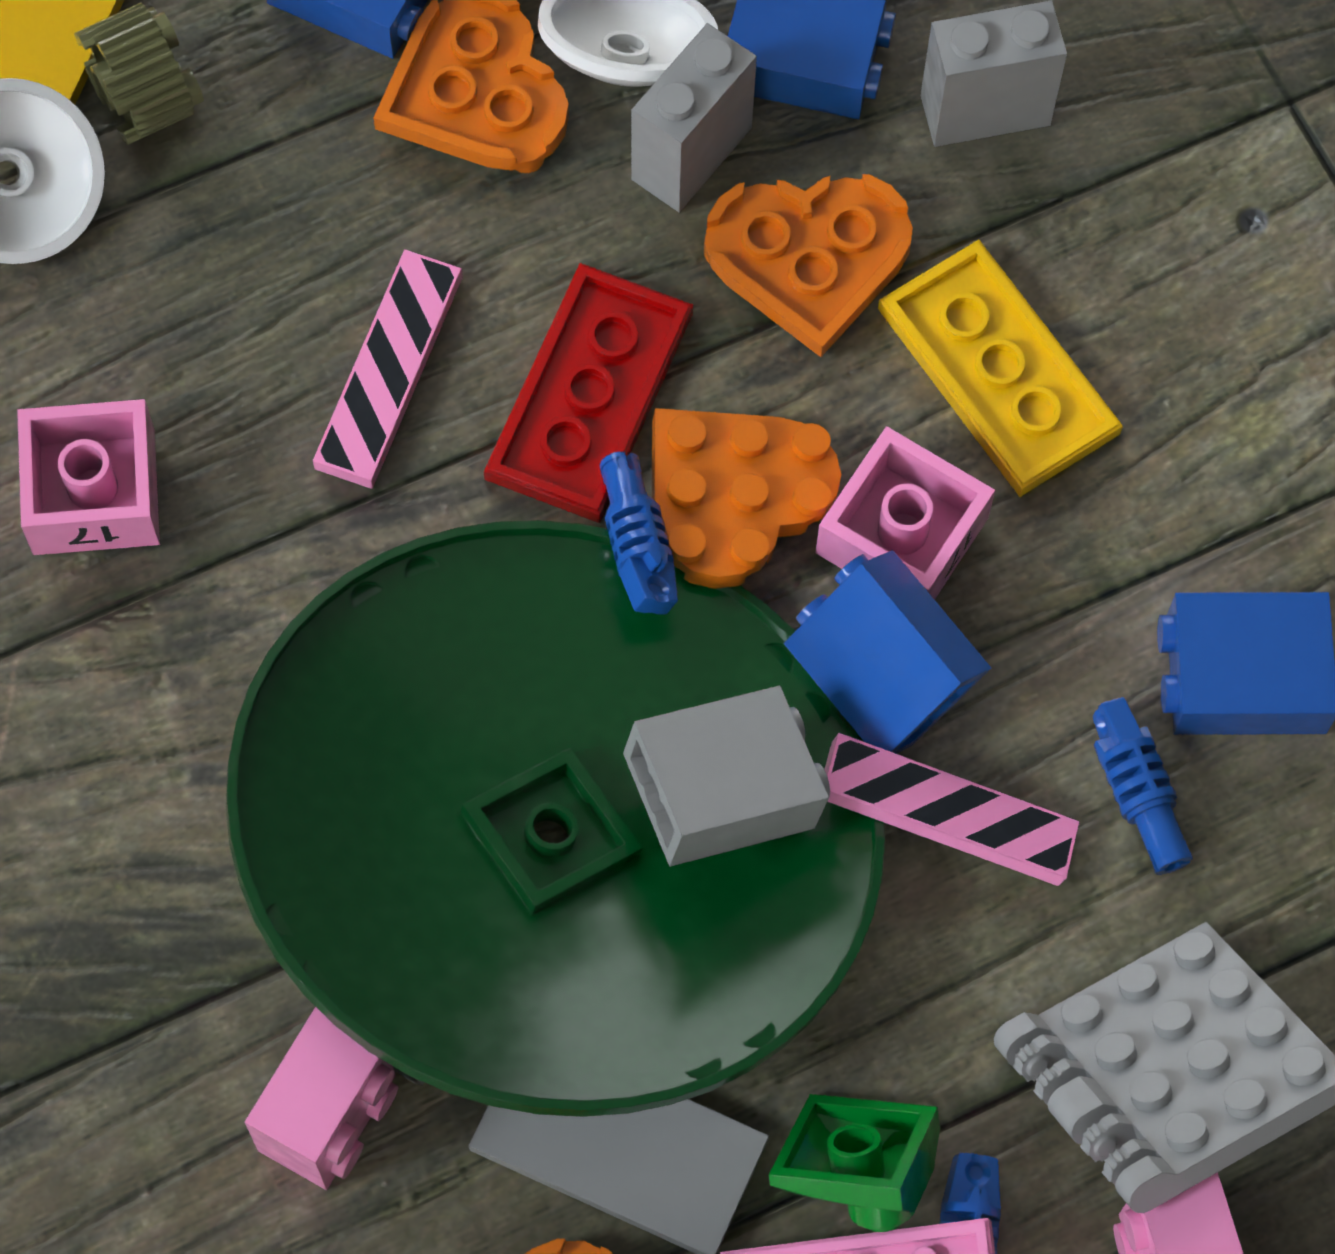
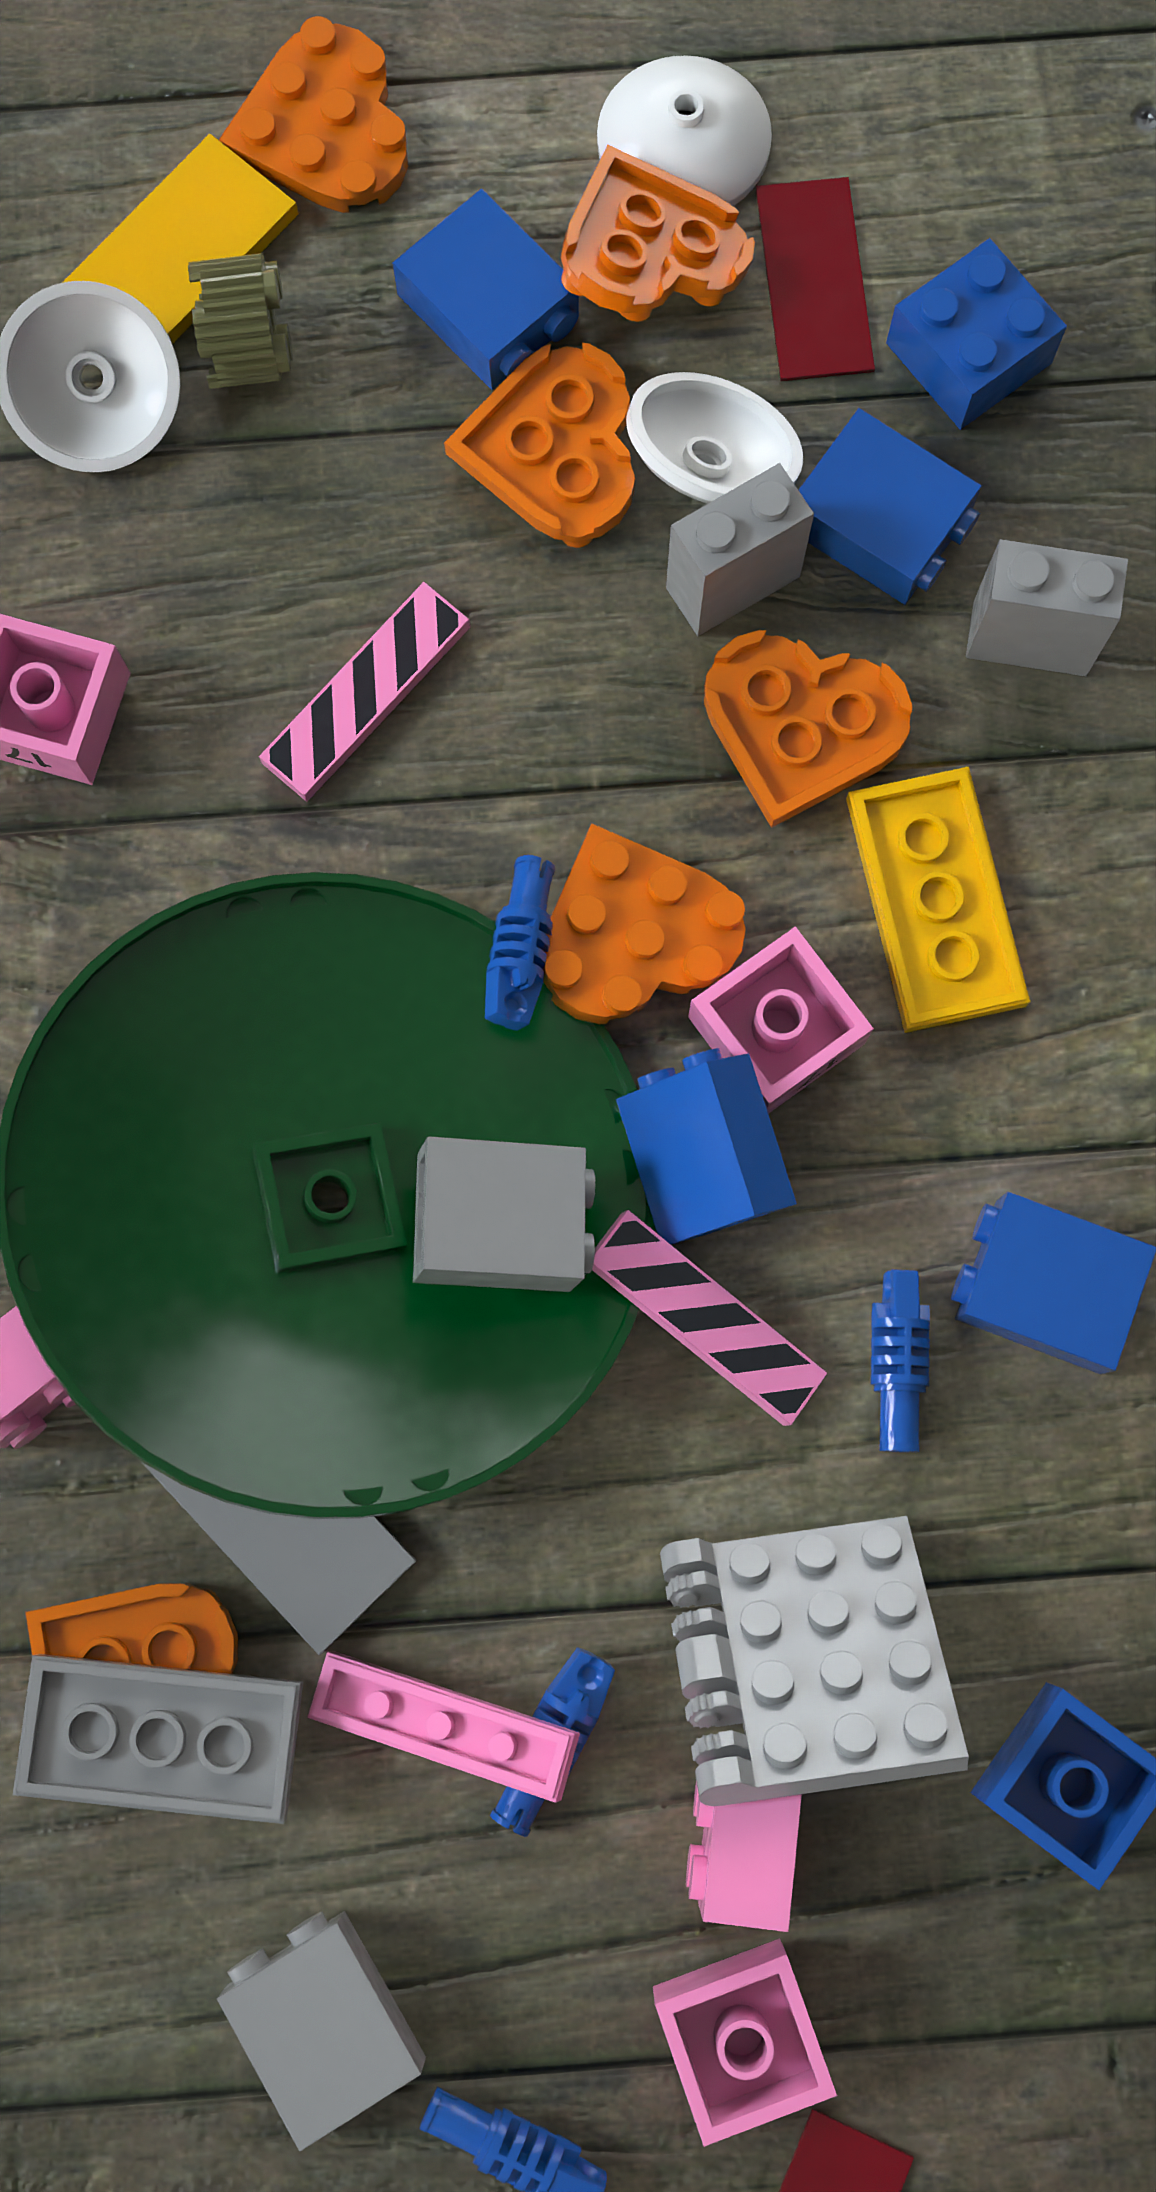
camera: 25 degrees right, 10 degrees up
(588, 390) = (542, 779): red tile -> none
(861, 1156) = (484, 1621): green slope -> none

